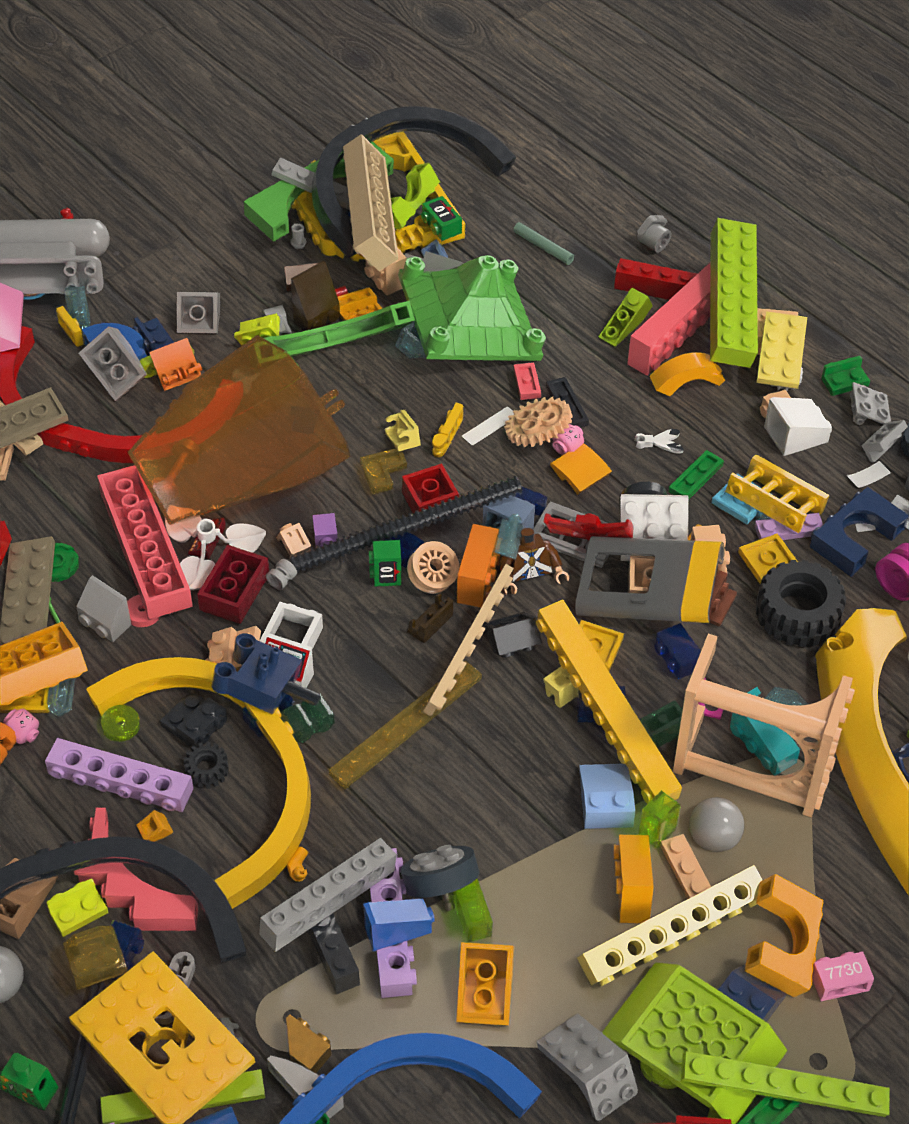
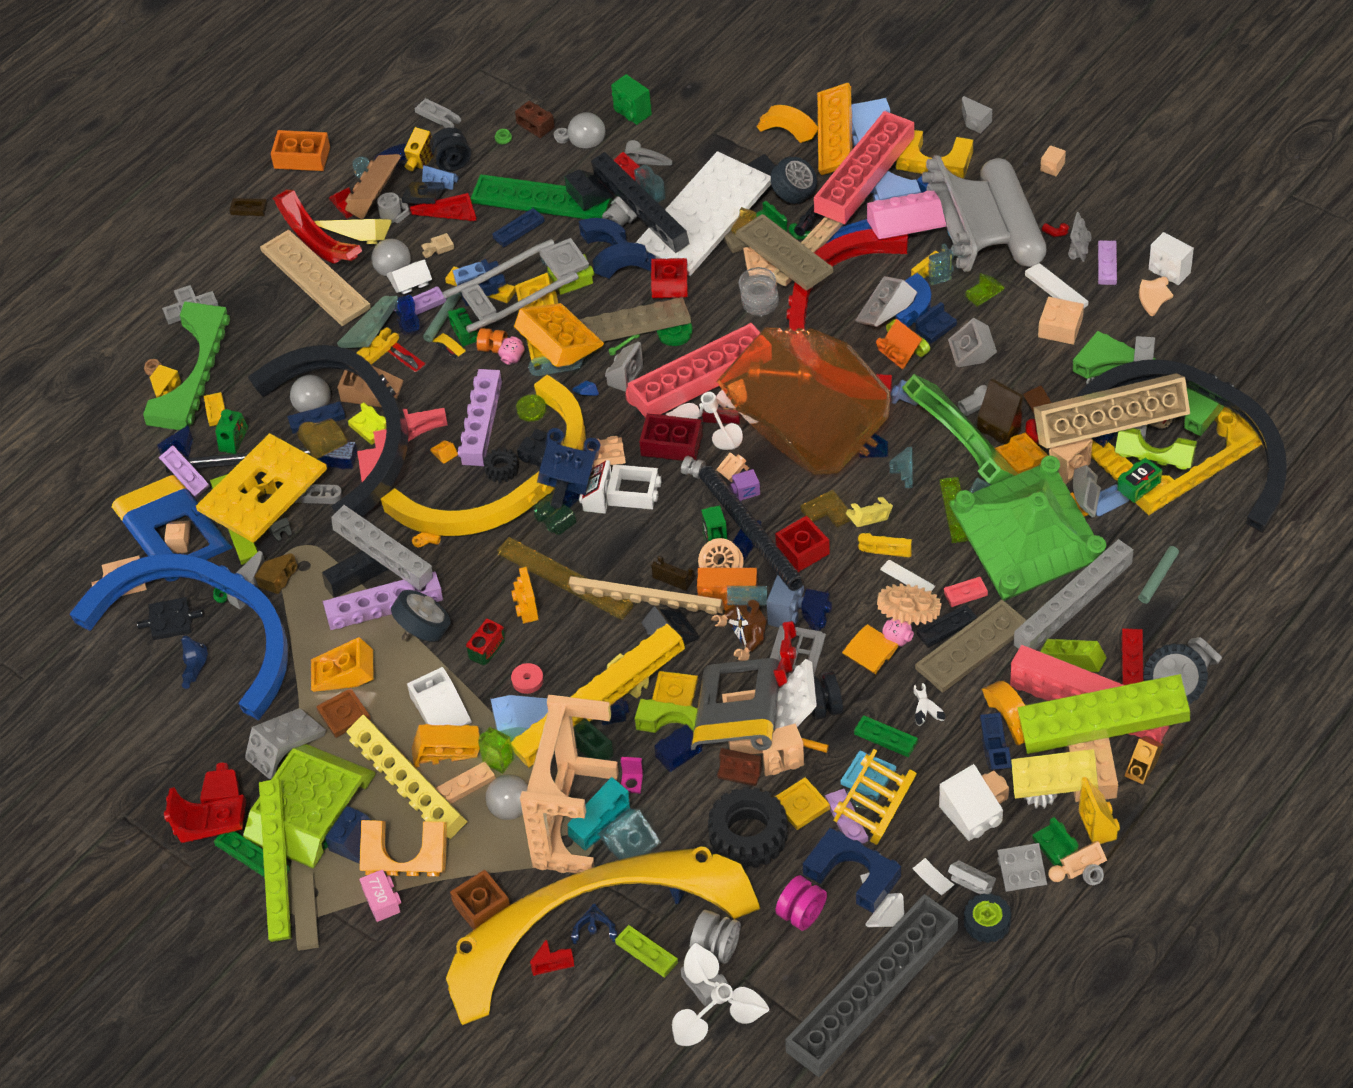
camera: 85 degrees right, 0 degrees up
(35, 973) = (316, 415): none -> dark blue plate
(44, 465) = (758, 291): none -> clear wheel
(91, 203) = (1080, 239): none -> light grey hinge
(112, 661) = (586, 388): none -> blue slope
(122, 290) = (984, 289): none -> clear neon green slope
(126, 195) = (1107, 263): none -> lavender plate
(145, 237) = (1053, 285): none -> white tile
(155, 143) = (1170, 258): none -> white brick
(186, 172) = (1154, 294): none -> light nougat arm
(196, 239) = (1060, 320): none -> light nougat brick
(262, 326) = (958, 388): neon yellow bracket -> none
(350, 393) = (903, 464): none -> clear light blue slope
(396, 921) = (366, 591): blue slope -> none
(417, 368) = (949, 489): none -> clear neon green plate
(435, 758) = (525, 597): none -> light orange plate
(473, 912) = (398, 648): clear neon green brick -> none
(480, 827) = (485, 654): none -> red piece
(543, 794) = (529, 685): none -> coral piece
(556, 989) = (342, 712): none -> dark orange plate
(562, 305) = (1074, 596): none -> light grey brick
(569, 876) = (438, 699): none -> white slope
(598, 390) = (970, 646): none -> dark tan plate
(631, 666) = (653, 715): none -> lime arch
(681, 245) = (1176, 660): none -> wheel
(731, 396) = (994, 743): none -> dark blue arch
(766, 295) = (1144, 759): none -> pearl gold slope
(829, 333) = (1096, 814): none -> yellow slope
(853, 1067) = (305, 911): none -> dark tan tile
(866, 867) = (479, 899): none -> dark orange brick
(871, 365) = (1077, 861): none -> light nougat plate
(885, 357) = (1098, 874): none -> light grey plate

